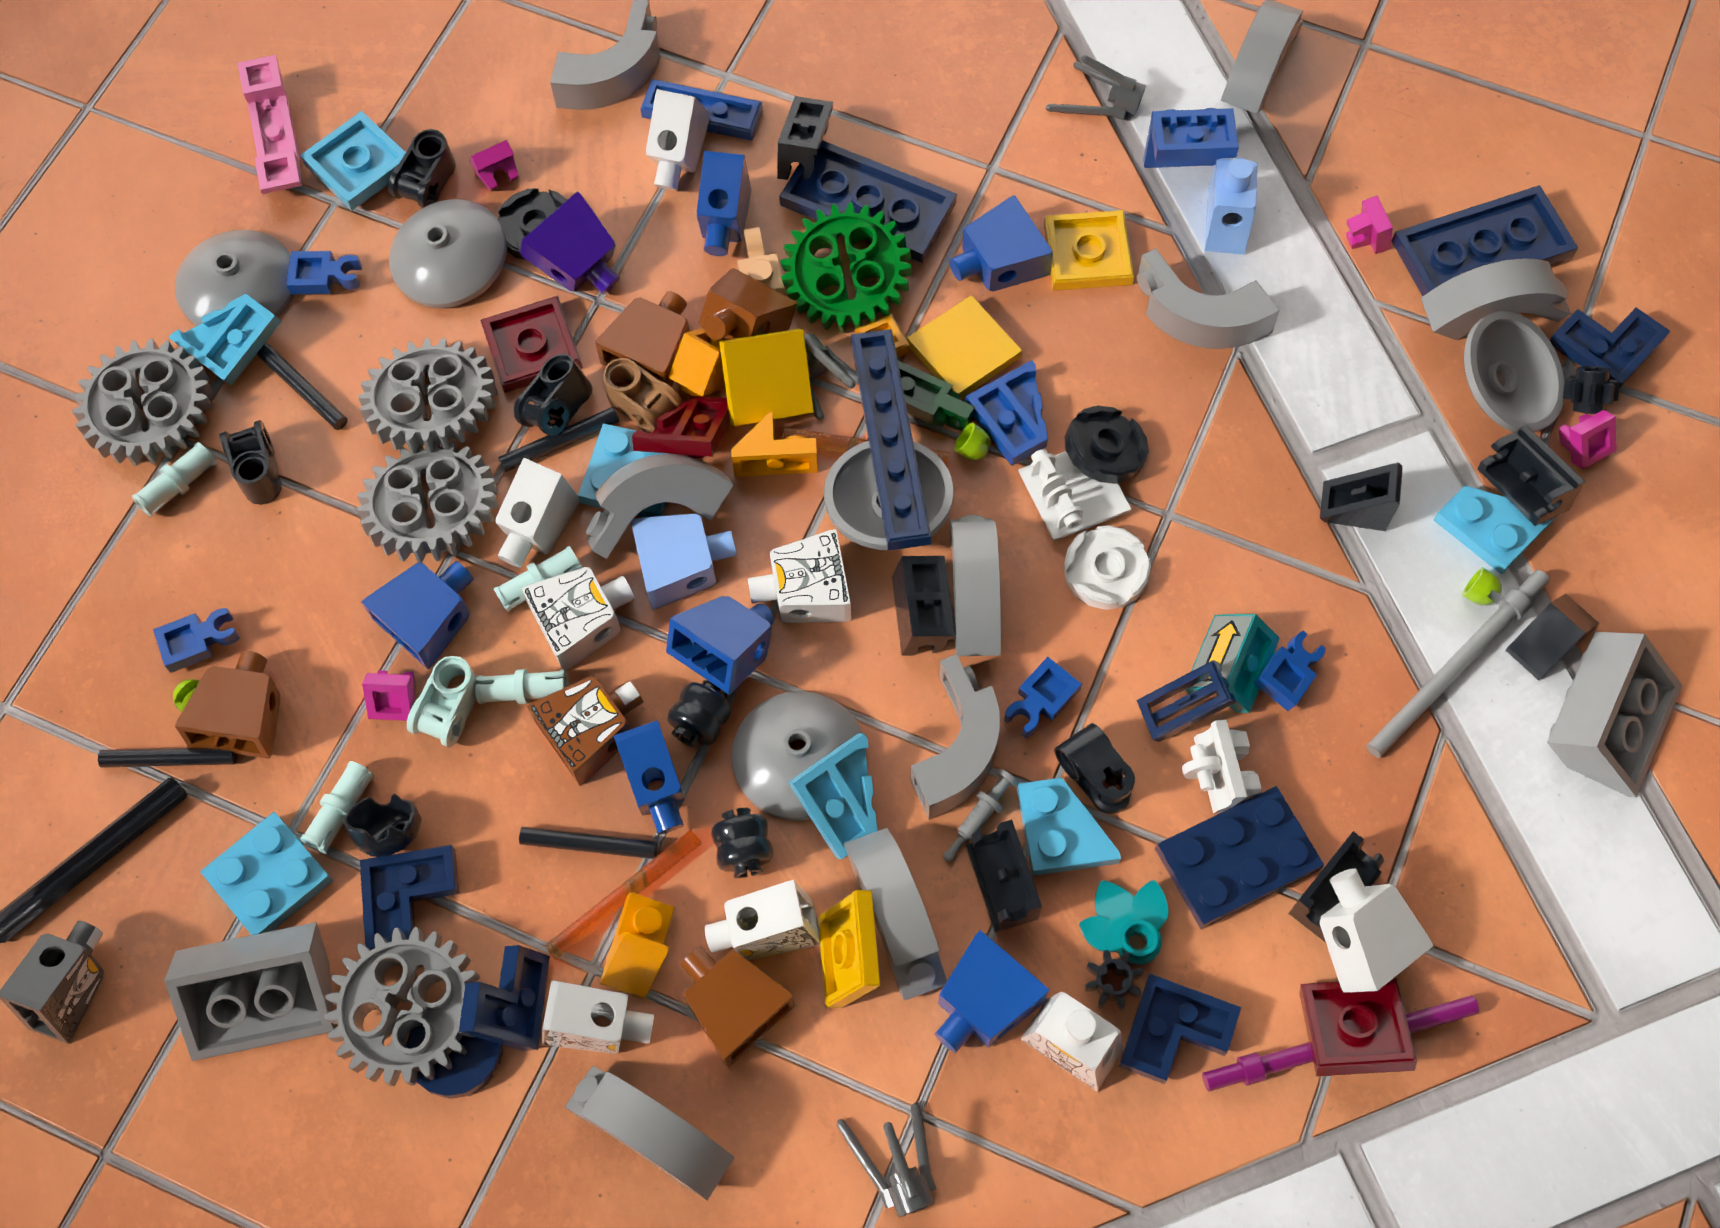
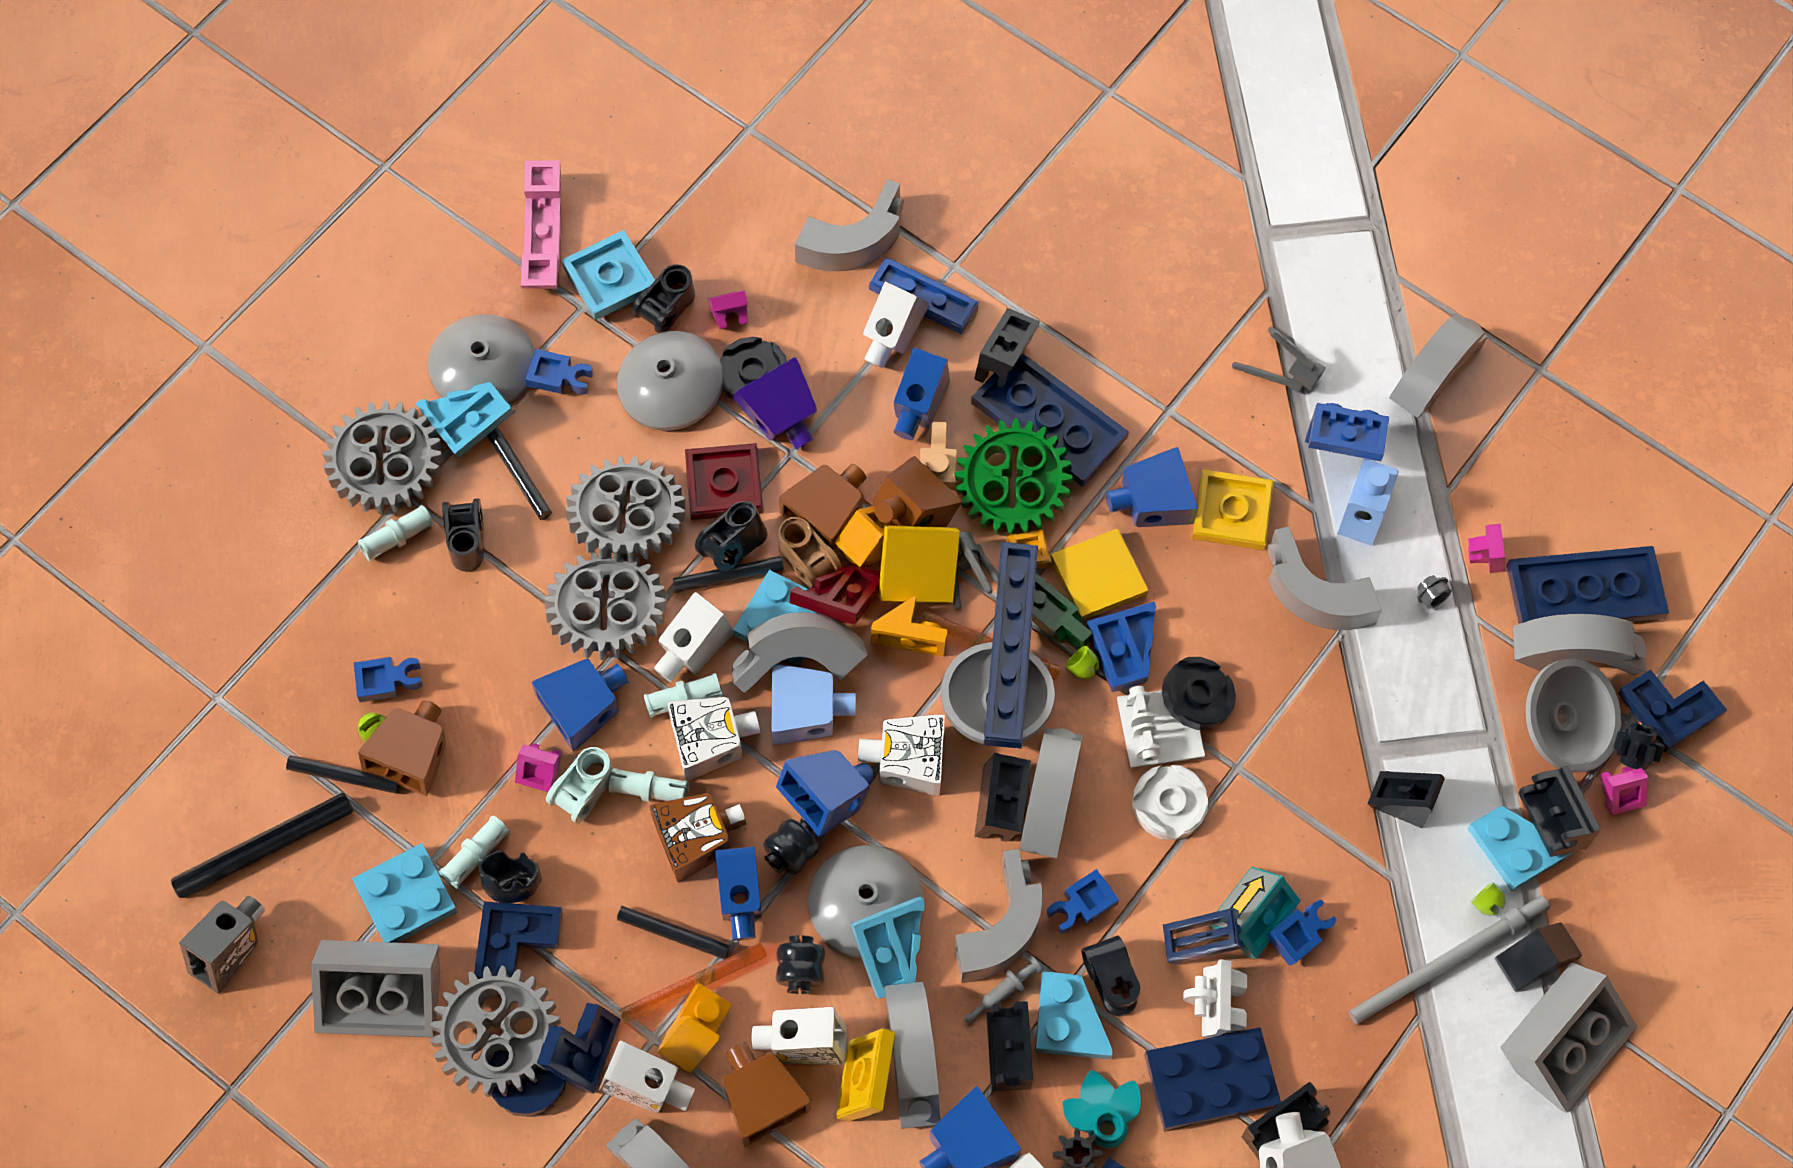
camera: 10 degrees right, 0 degrees up
(1324, 283) = (1433, 591): none -> dark grey plate

